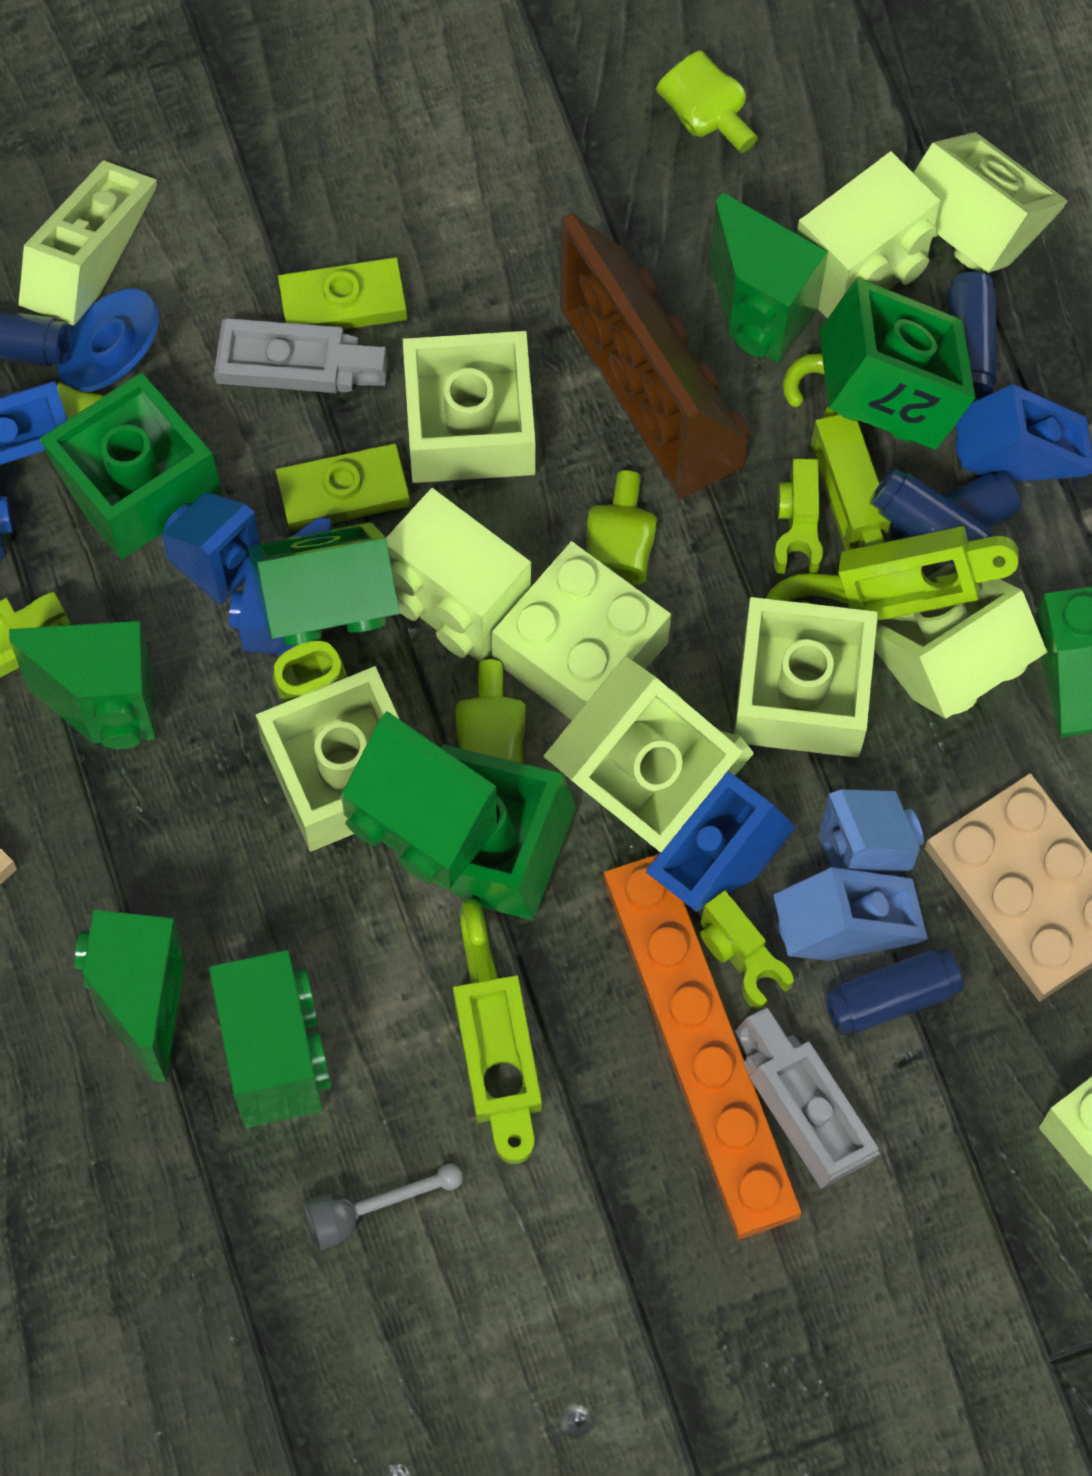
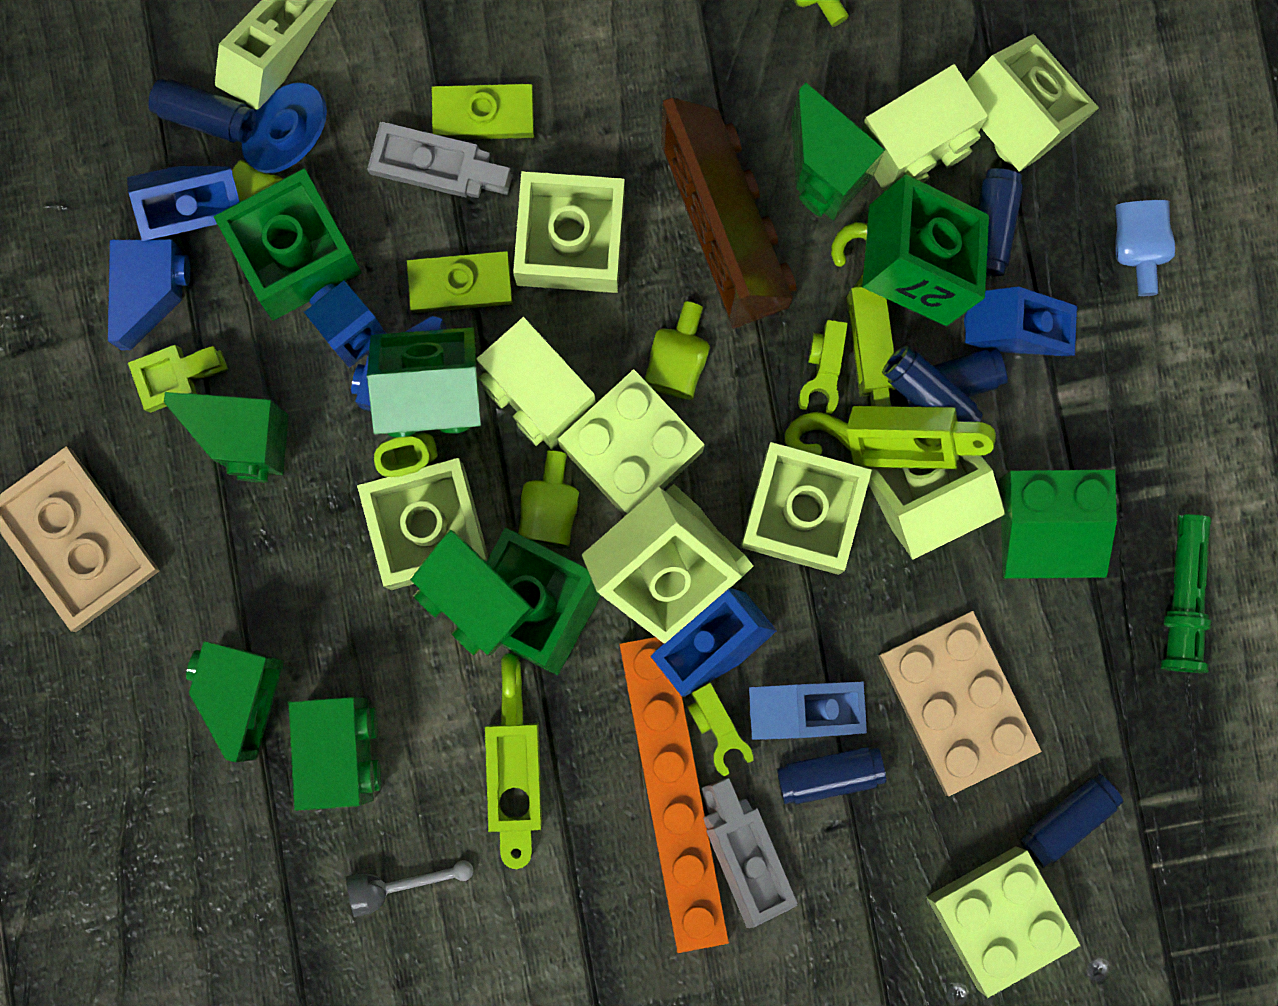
camera: 10 degrees right, 15 degrees up
(870, 832) = (835, 651): medium blue slope -> none

